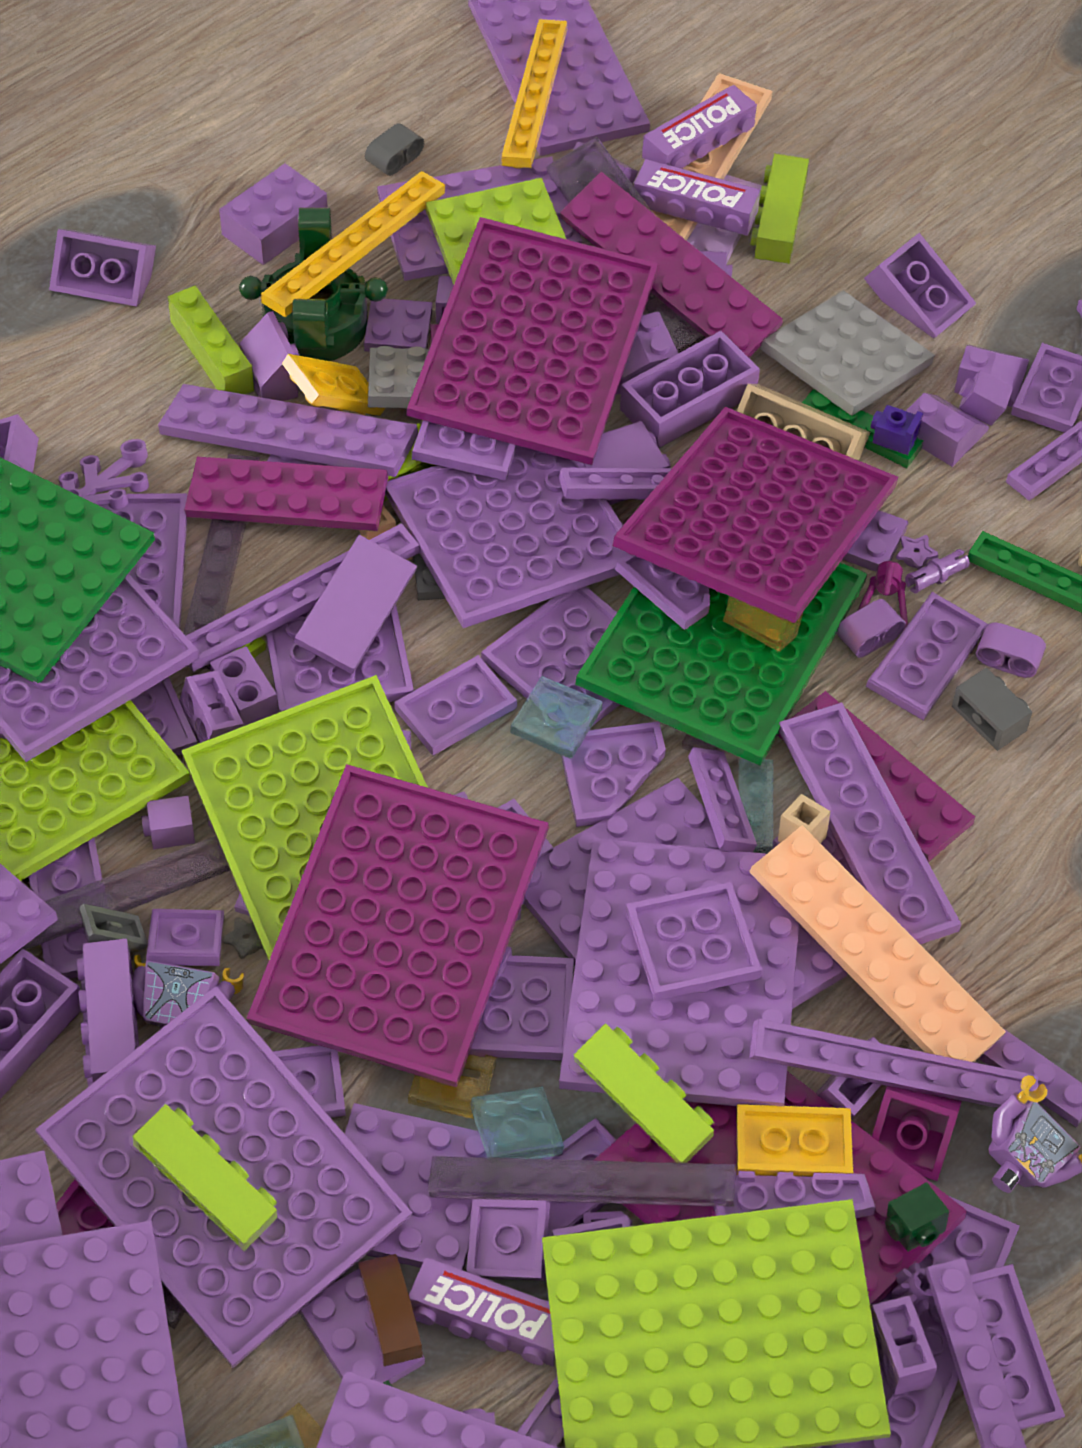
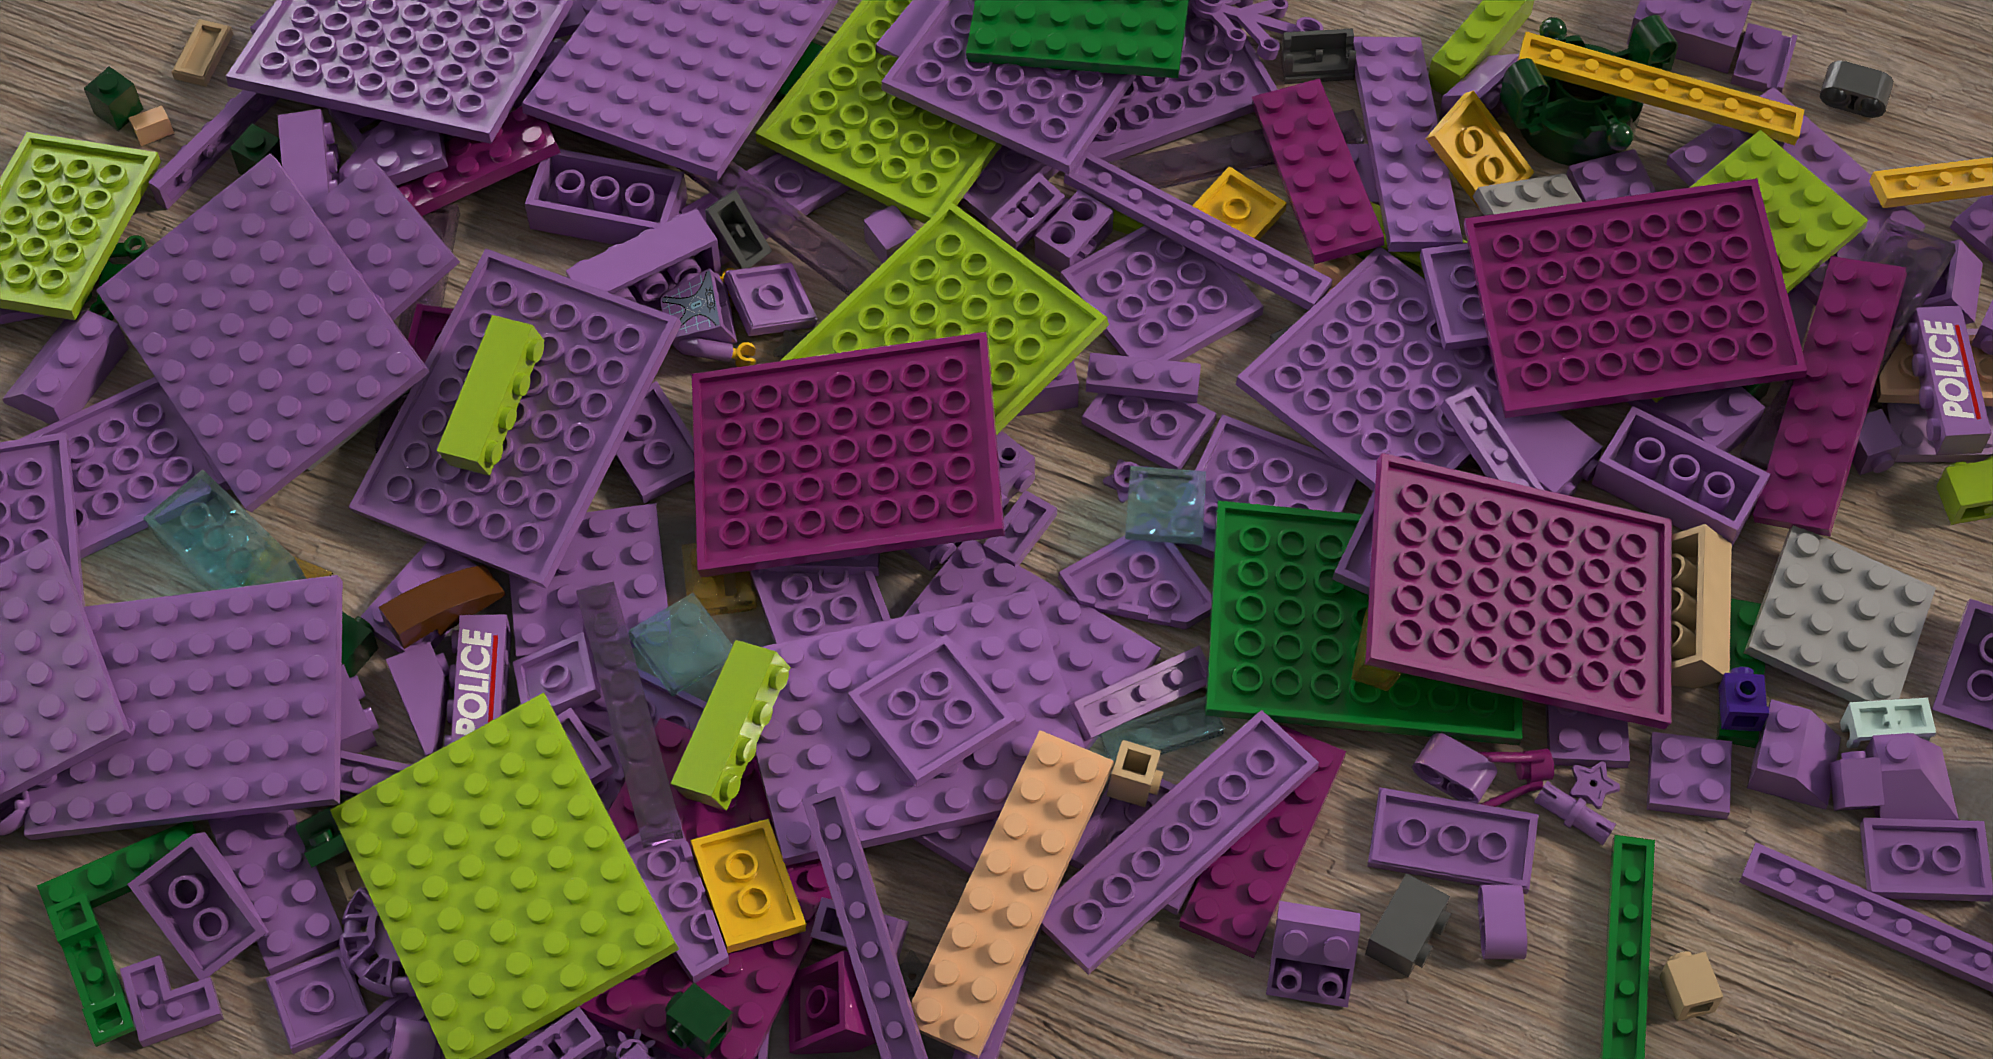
camera: 70 degrees right, 5 degrees up
(163, 454) = (1318, 55): none -> dark grey hinge
(278, 562) = (1241, 204): none -> yellow plate
(341, 191) = (1763, 59): none -> medium lavender plate
(355, 604) = (1208, 278): medium lavender tile -> none
(424, 686) = (1143, 377): none -> medium lavender plate
(468, 1362) = (424, 692): none -> medium lavender slope
(500, 736) = (1117, 480): none -> medium lavender plate
(931, 493) = (1689, 775): none -> medium lavender plate
(945, 359) = (1887, 717): none -> light aqua hinge
(992, 776) = (1313, 954): none -> medium lavender slope

